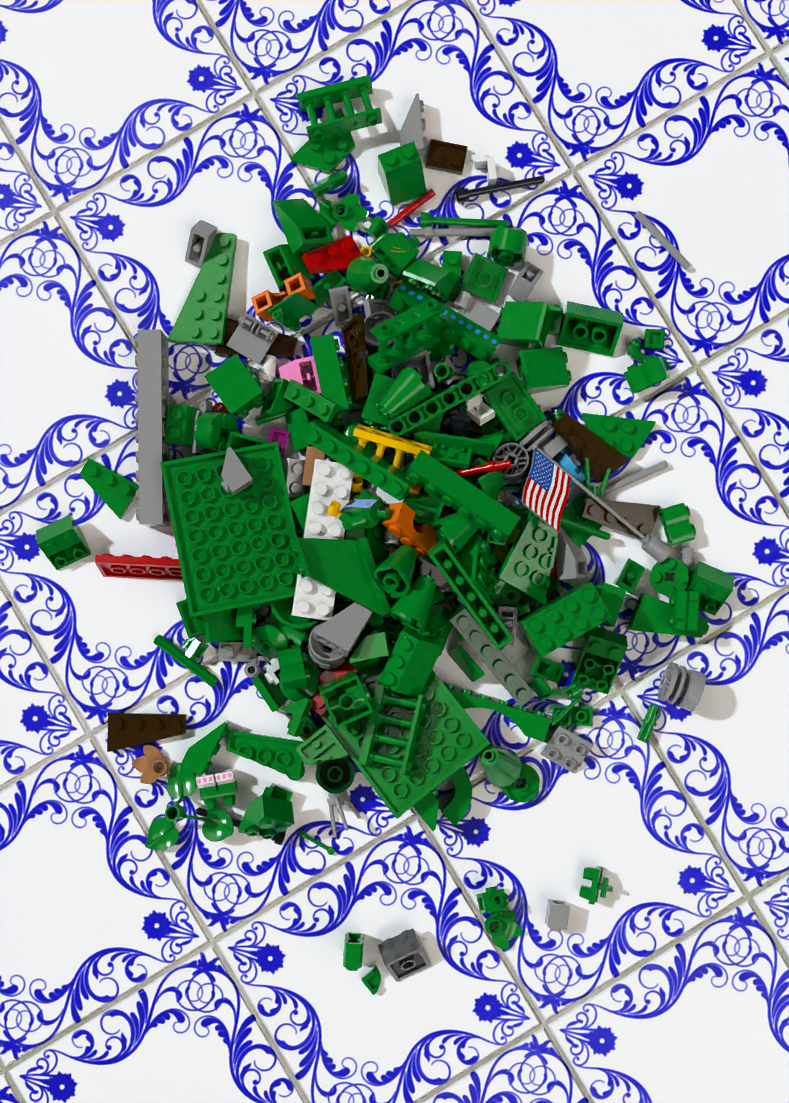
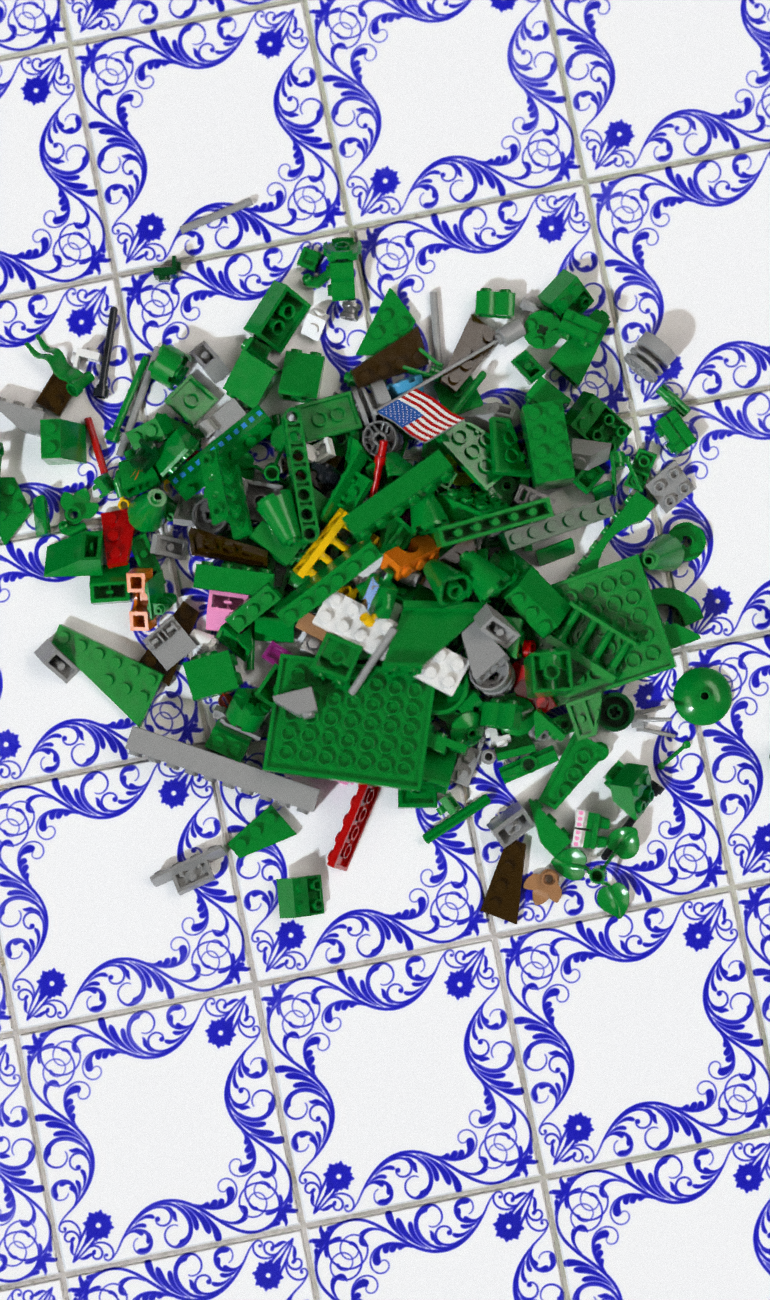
camera: 65 degrees left, 0 degrees up
(50, 435) = (191, 872): none -> light grey bracket
(195, 712) = (510, 824): none -> light grey slope
(250, 699) = (540, 759): none -> green piece
(287, 494) = (336, 660): none -> green plate
(298, 528) = (372, 661): none -> light grey bar
(365, 671) = (529, 646): none -> red tile
(372, 632) = (496, 626): none -> light grey slope
(377, 836) = (689, 701): none -> green dish
(414, 252) = (145, 457): none -> dark green bracket
(440, 249) = (152, 430): none -> green brick
(471, 148) = (75, 378): none -> green flag
(542, 582) = (505, 451): none -> green wing
(569, 662) = (588, 453): none -> light grey slope
(592, 213) = (164, 274): none -> dark green bracket
(596, 365) = (315, 323): none -> white bracket
(619, 735) = (674, 432): none -> green brick
(620, 393) = (350, 311): none -> flat silver wheel
(675, 363) = (342, 249): none -> green plate

